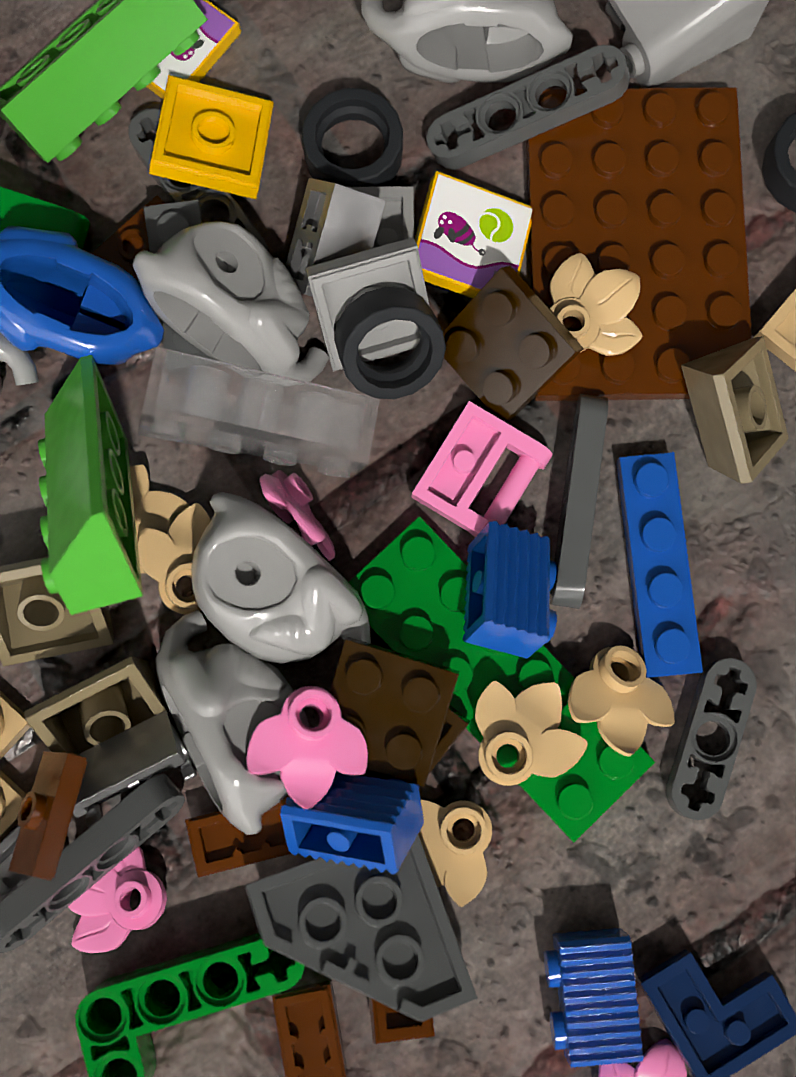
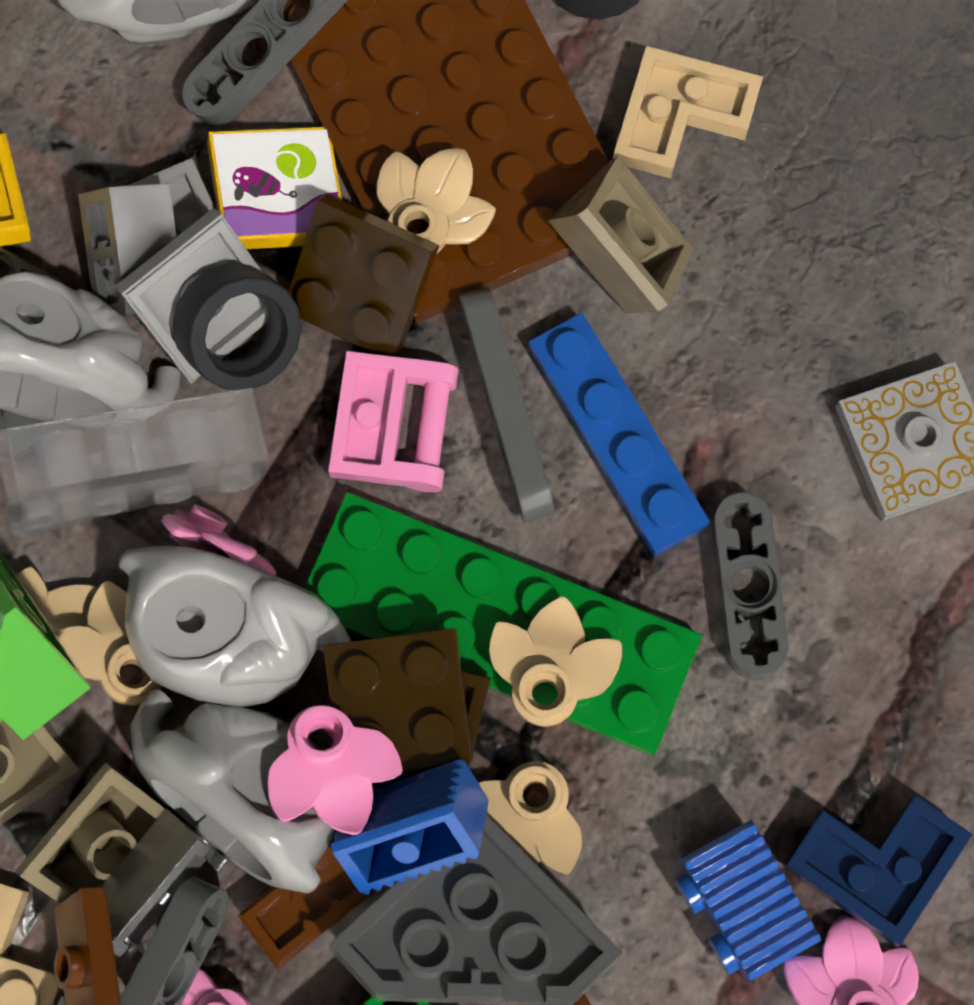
camera: 20 degrees left, 5 degrees down
(360, 106) = (98, 100): black tyre -> none
(509, 591) = (472, 523): blue brick -> none
(619, 703) = (636, 585): tan plate -> none

